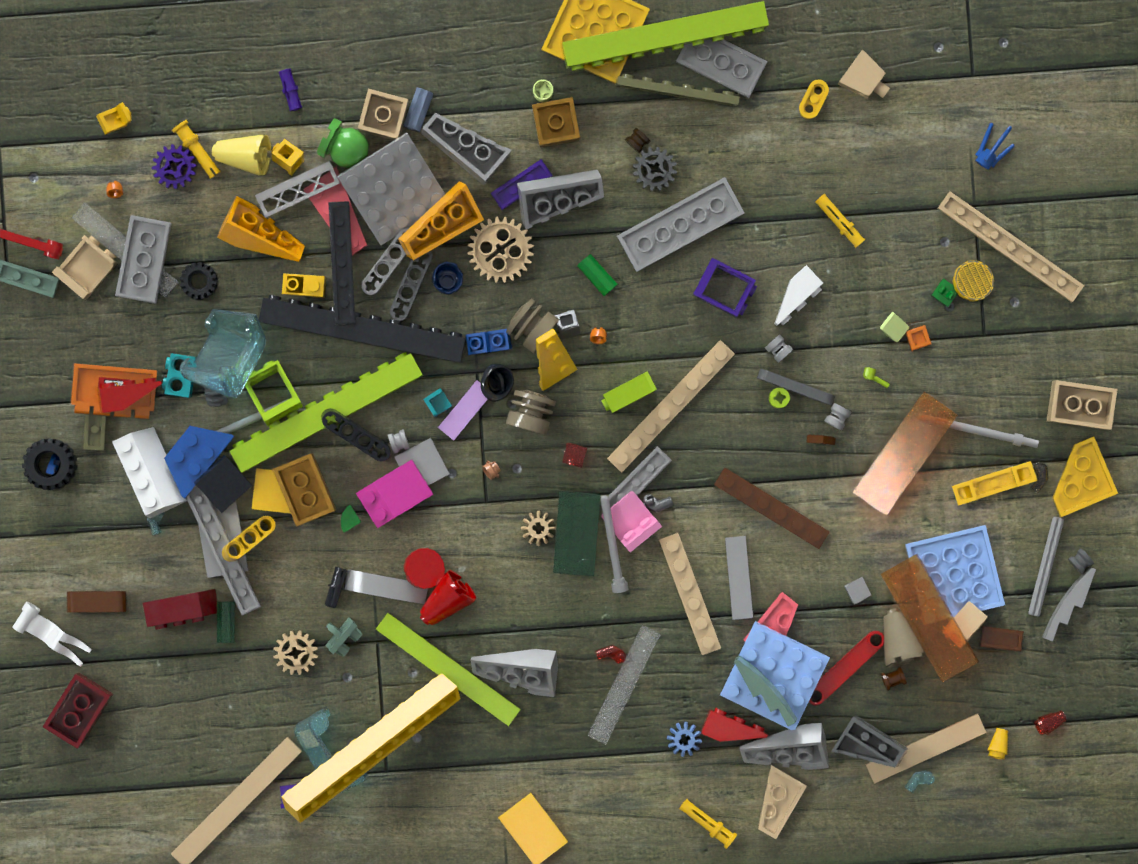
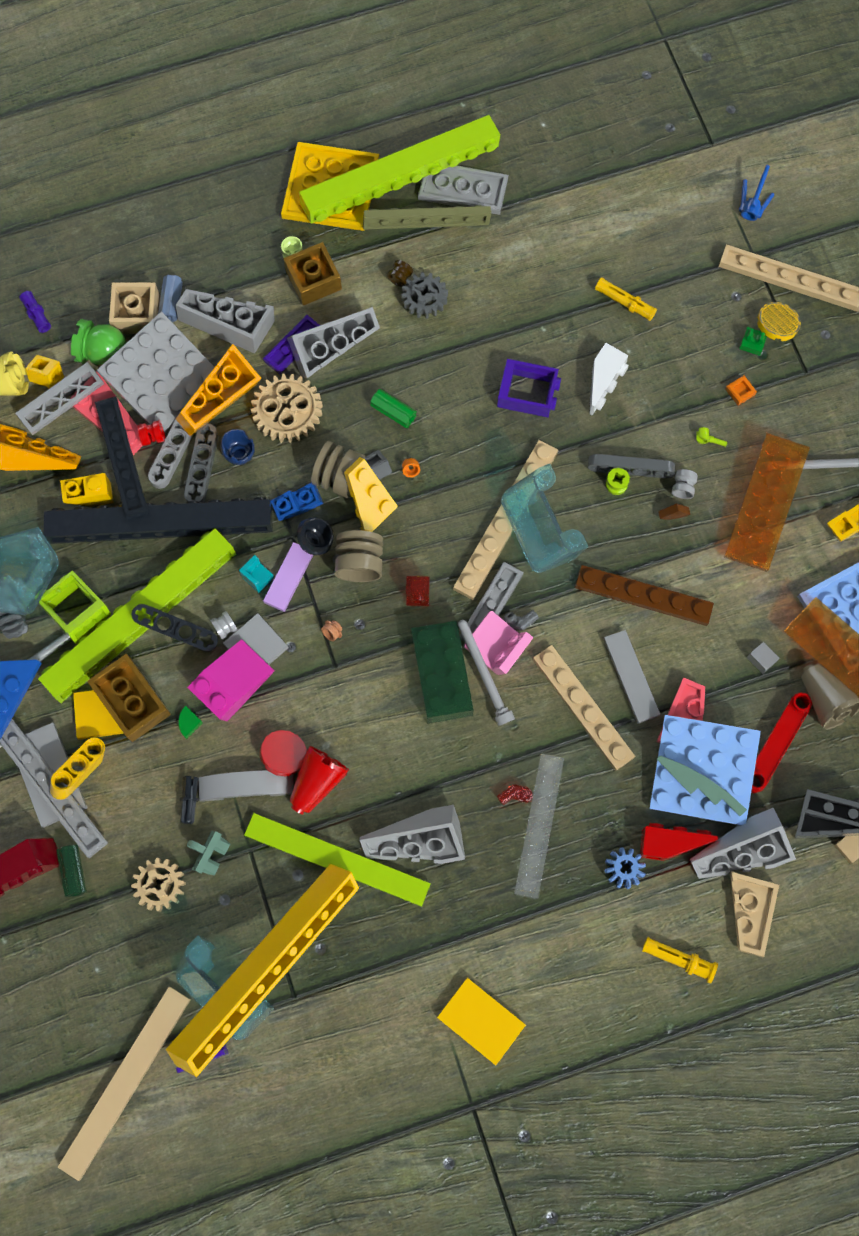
camera: 10 degrees left, 15 degrees down
(222, 484) = (37, 716): black tile -> none
(373, 246) = (151, 433): none -> red wheel
(533, 532) = (404, 671): tan gear -> none
(628, 392) = (459, 511): lime slope -> none
(680, 224) = (465, 341): light grey plate -> none
(691, 425) = (537, 525): none -> clear light blue windscreen
(774, 345) = (602, 432): light grey wheel -> none
(813, 99) = (564, 198): yellow plate -> none
(864, 77) = (607, 165): tan torso -> none
(893, 678) = (834, 740): reddish brown bush -> none
(894, 327) = (714, 383): yellowish green slope -> none

